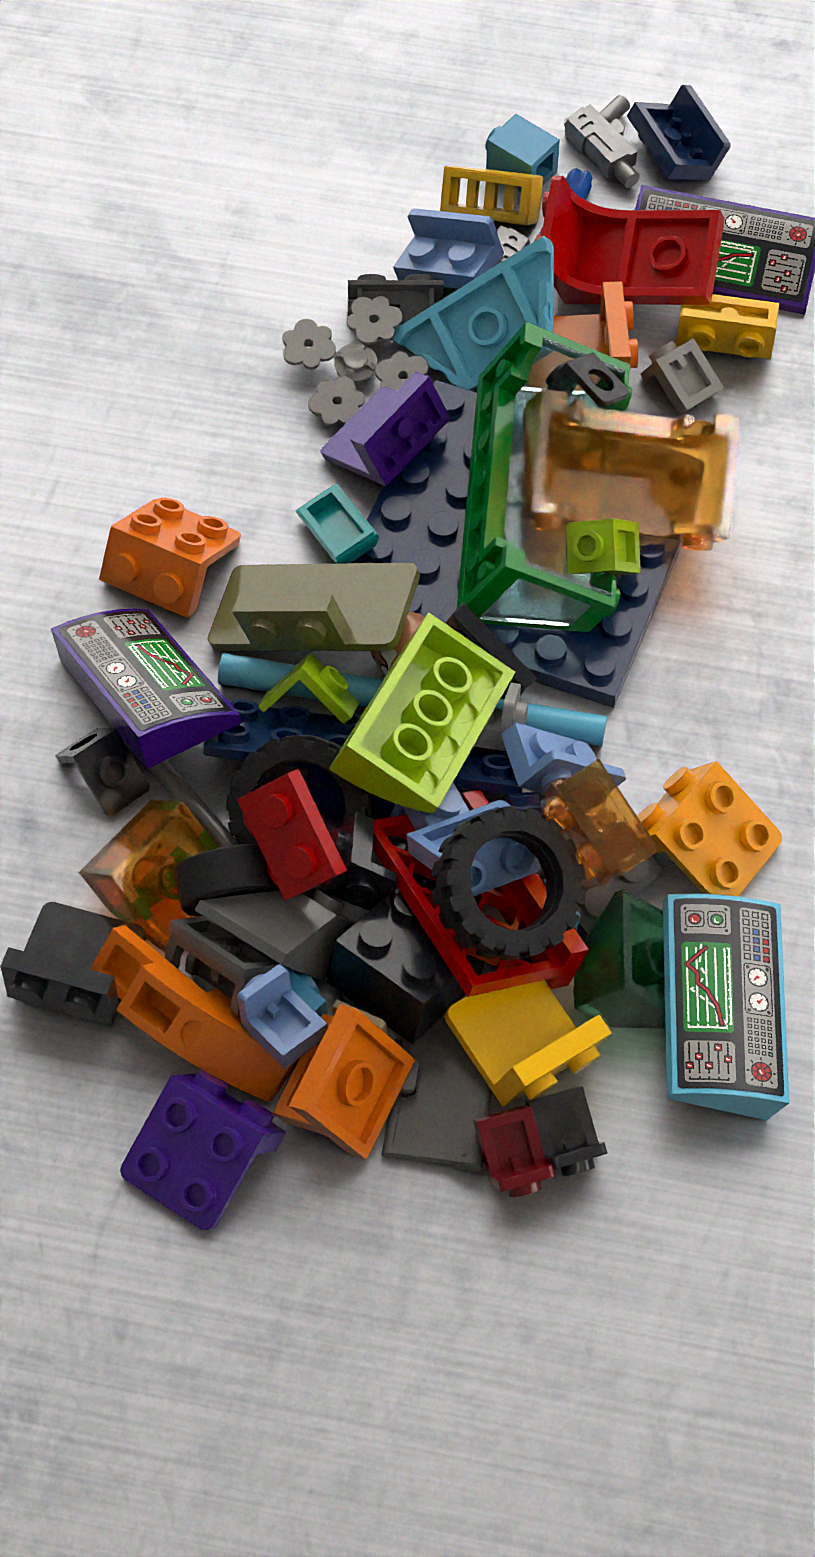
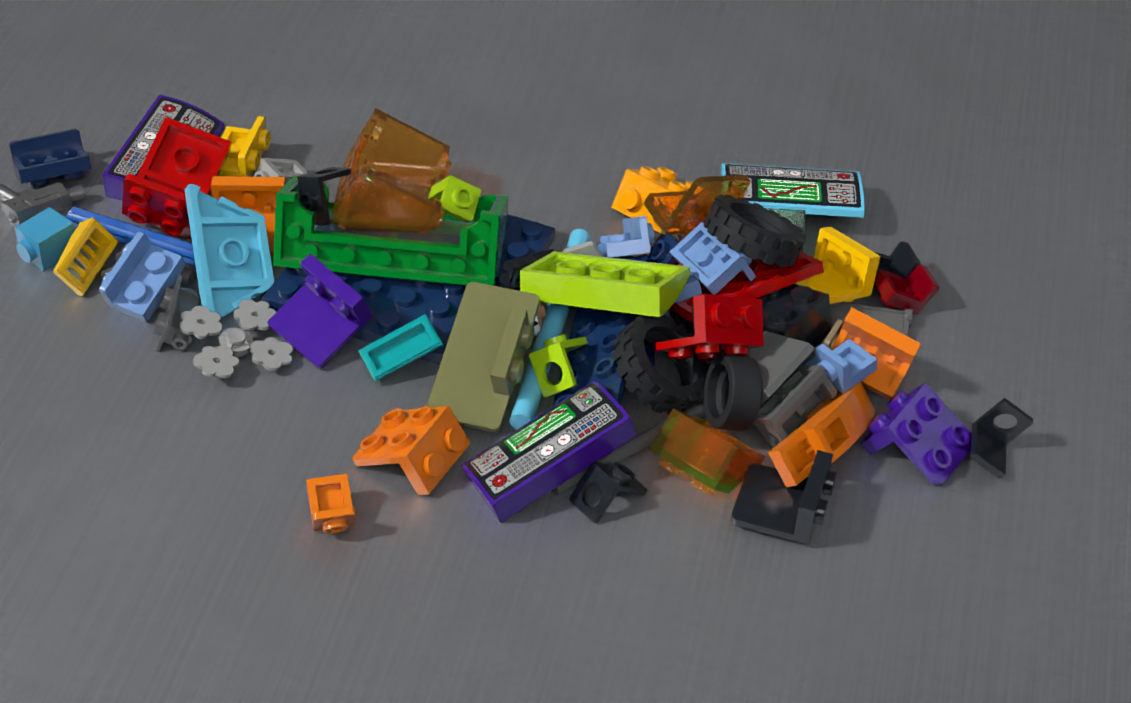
camera: 90 degrees left, 15 degrees down
(66, 478) = (330, 503): none -> orange bracket
(176, 1238) = (990, 441): none -> black bracket

